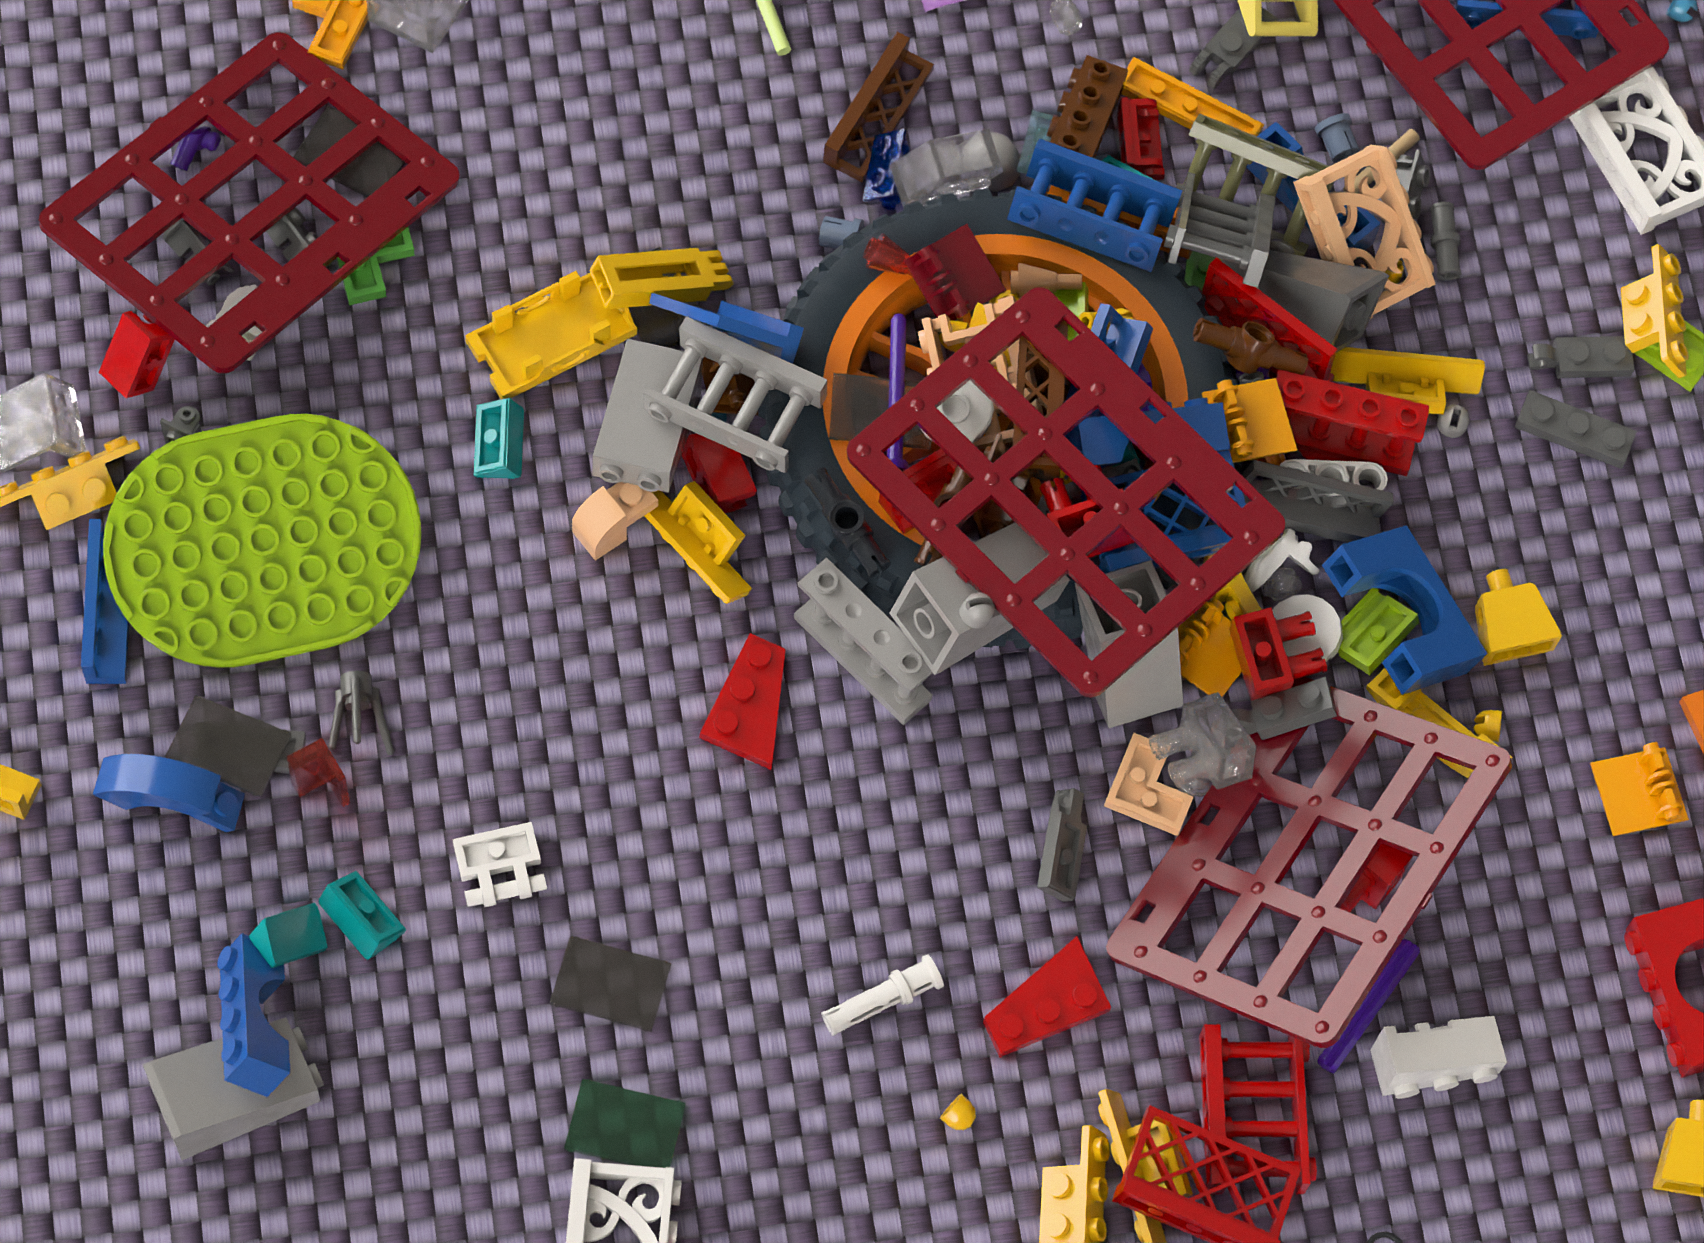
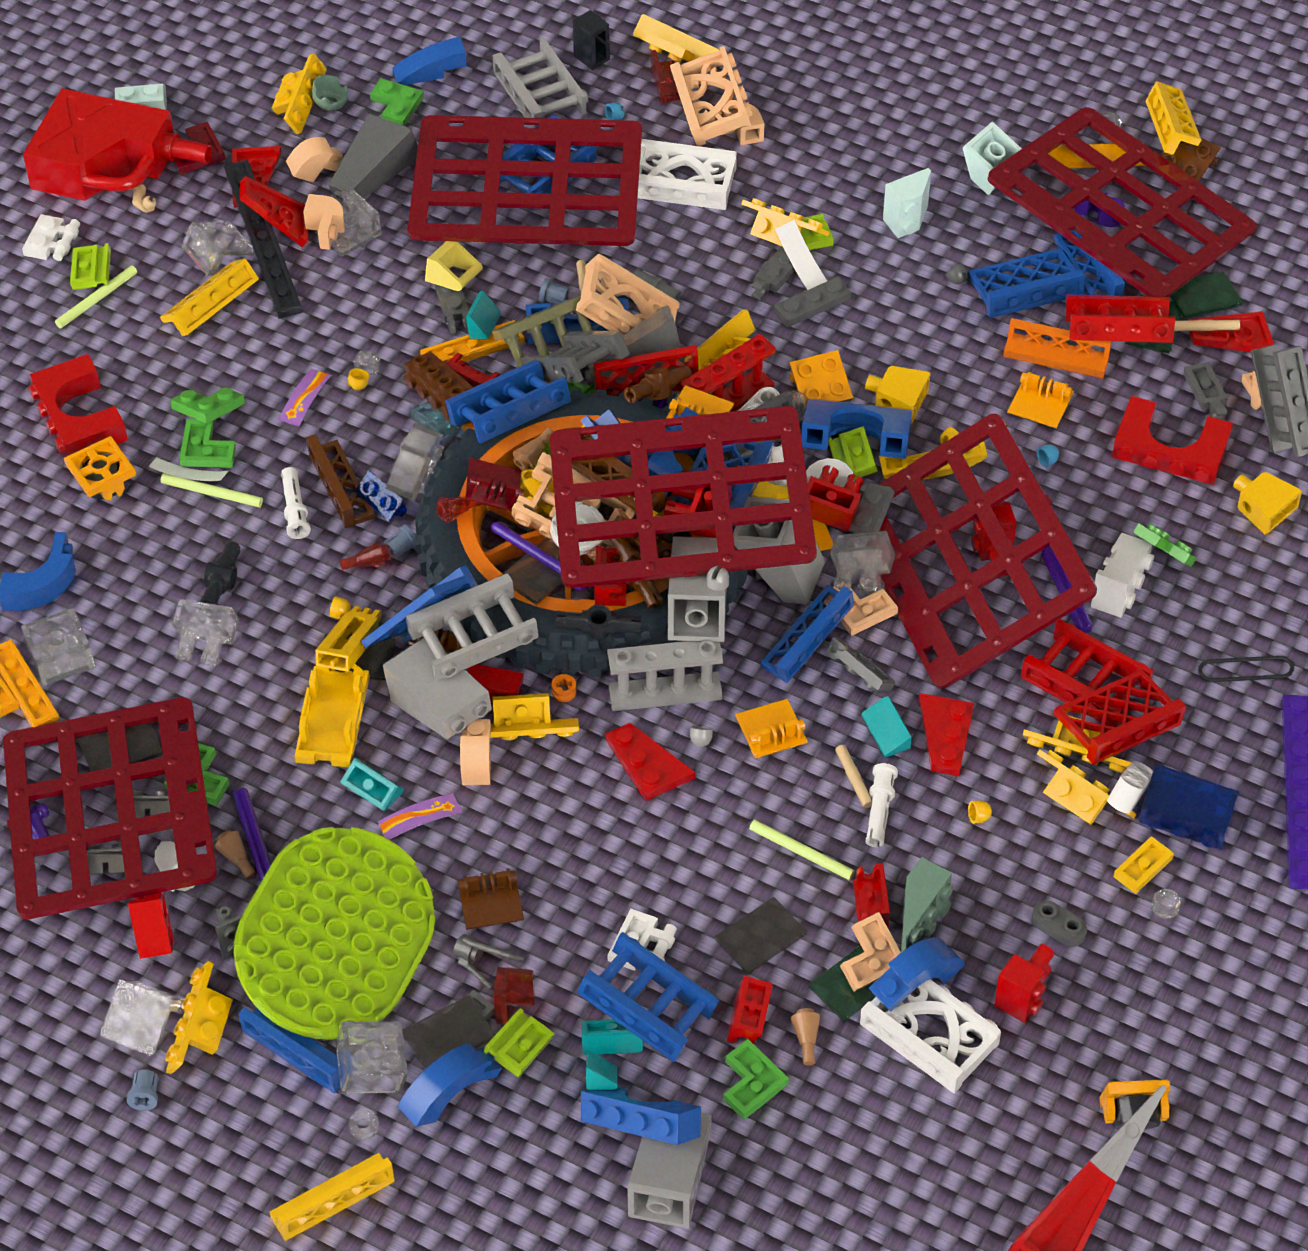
camera: 45 degrees left, 15 degrees down
(64, 729) = (363, 1117): none -> clear plate
(139, 688) = (371, 1057): none -> clear brick
(272, 825) = (519, 1042): none -> lime plate
(303, 362) = (231, 846): none -> medium nougat cone
(343, 363) = (252, 831): none -> dark purple axle
(386, 899) = (633, 1016): none -> blue fence
(409, 1113) = (759, 1080): none -> bright green plate
(439, 667) = (490, 899): none -> reddish brown hinge
(491, 1038) = (749, 1009): none -> red hinge
(497, 517) = (418, 815): none -> medium lavender sticker
(516, 1116) = (806, 1028): none -> medium nougat cone
(564, 113) = (204, 622): none -> clear brick
(646, 85) = (221, 574): none -> black pin
(665, 1133) = (878, 951): none -> light nougat plate
(671, 1183) = (913, 967): none -> blue arch
(701, 236) = (339, 607): none -> yellow hinge
(744, 1074) = (871, 894): none -> red hinge
(758, 951) = (802, 849): none -> yellowish green bar
(765, 1131) = (924, 901): none -> sand green slope
(780, 533) = (563, 680): none -> orange bush
(798, 94) = (295, 511): none -> white pin
(800, 219) = (372, 556): none -> clear red cone
(829, 735) = (701, 735): none -> light grey hinge
(899, 806) = (771, 728): none -> light orange hinge
(905, 940) = (854, 776): none -> tan piece
(999, 932) = (887, 727): none -> teal slope
(1036, 19) = (358, 379): none -> yellow hinge
(1061, 764) = (810, 638): none -> blue fence
(1232, 87) = (482, 317): none -> teal slope
(1397, 514) = (798, 401): none -> clear plate
(1456, 519) = (821, 377): none -> light orange hinge
(1525, 1067) = (1160, 540): none -> bright green plate
(1559, 853) = (1047, 454): none -> dark azure hinge
(1626, 368) = (800, 255): none -> white sticker

